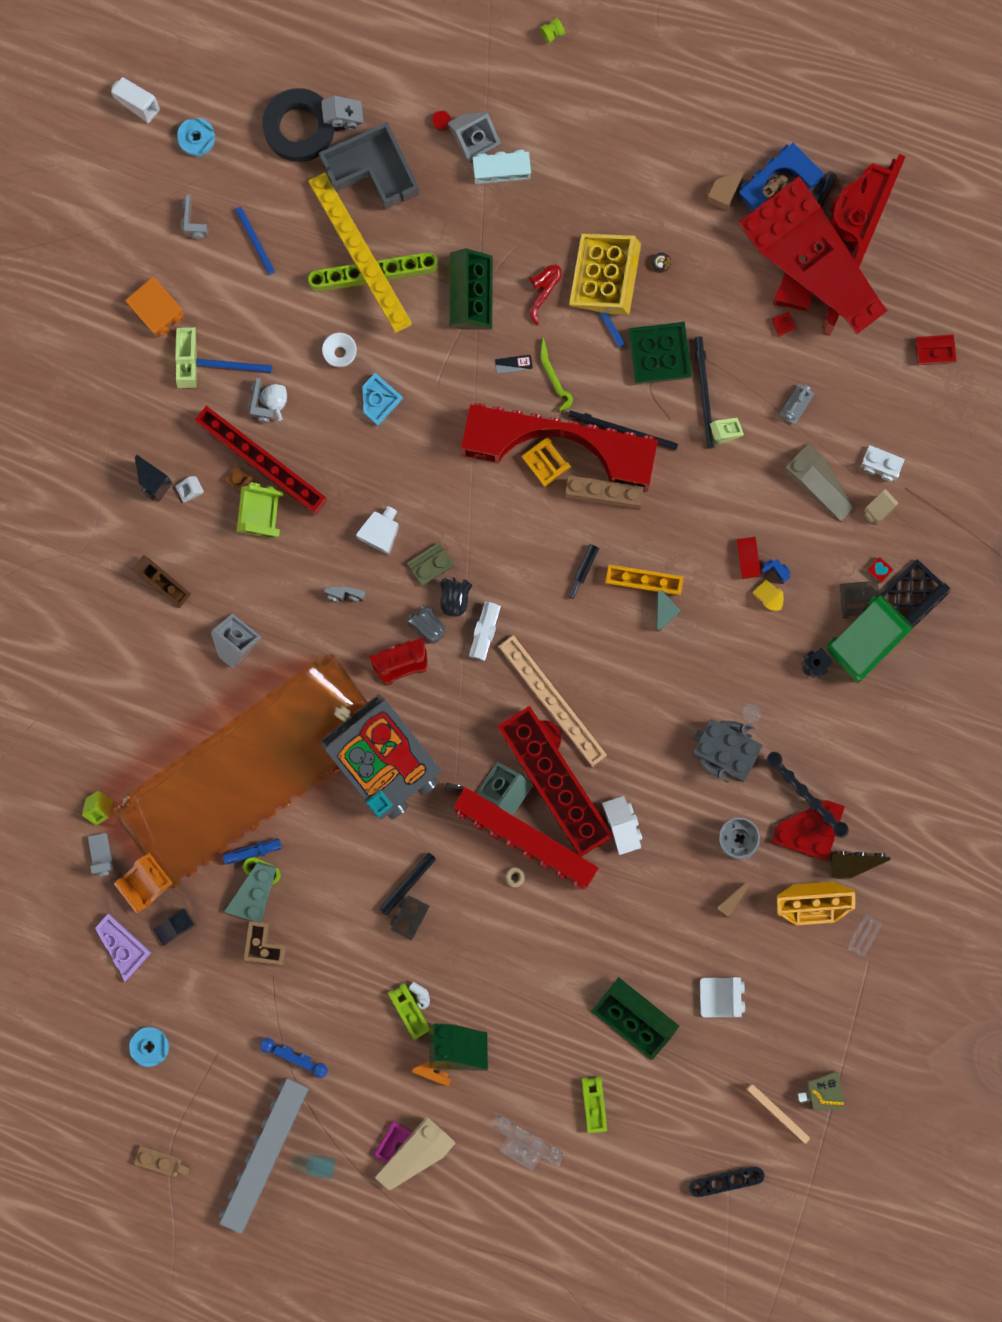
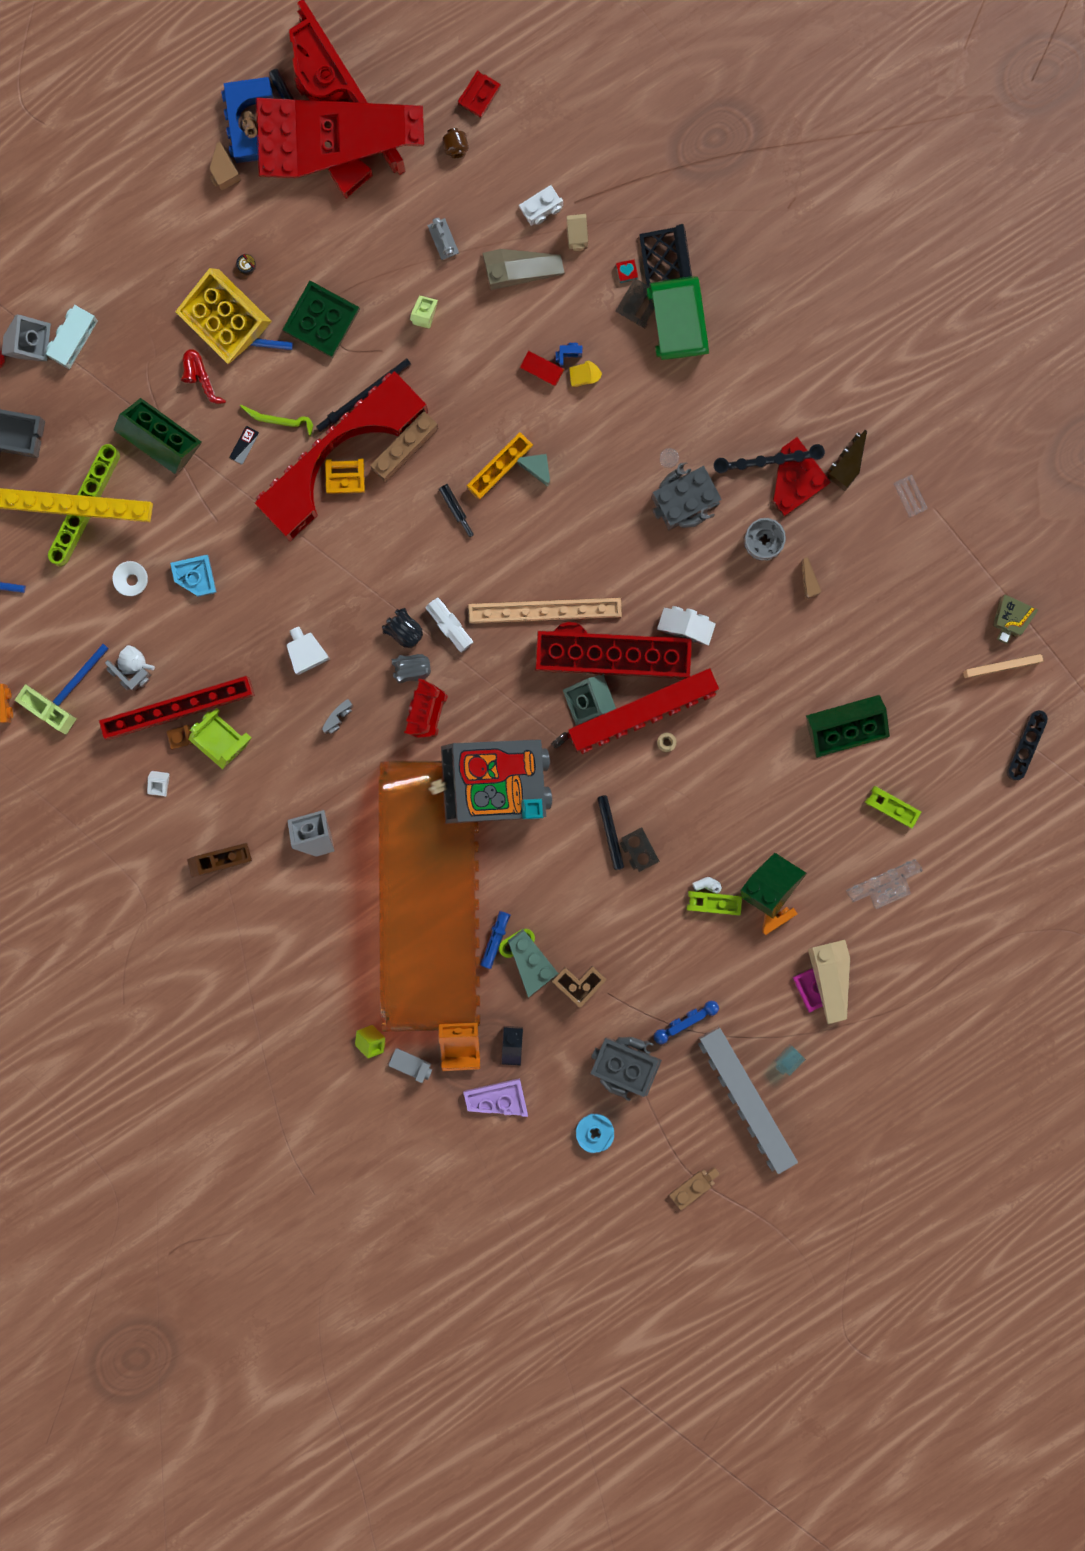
camera: 55 degrees left, 5 degrees up
(152, 480) = (129, 808): black slope -> none
(220, 1032) = (624, 1067): none -> dark grey torso
(430, 564) = (362, 630): olive plate -> none
(700, 356) = (348, 288): black bar -> none
(722, 997) = (880, 644): white bracket -> none
(783, 324) = (369, 201): red tile -> none
(815, 903) = (858, 515): light orange wedge -> none
(821, 659) = (670, 370): black brick -> none
(881, 359) = (455, 143): none -> reddish brown head

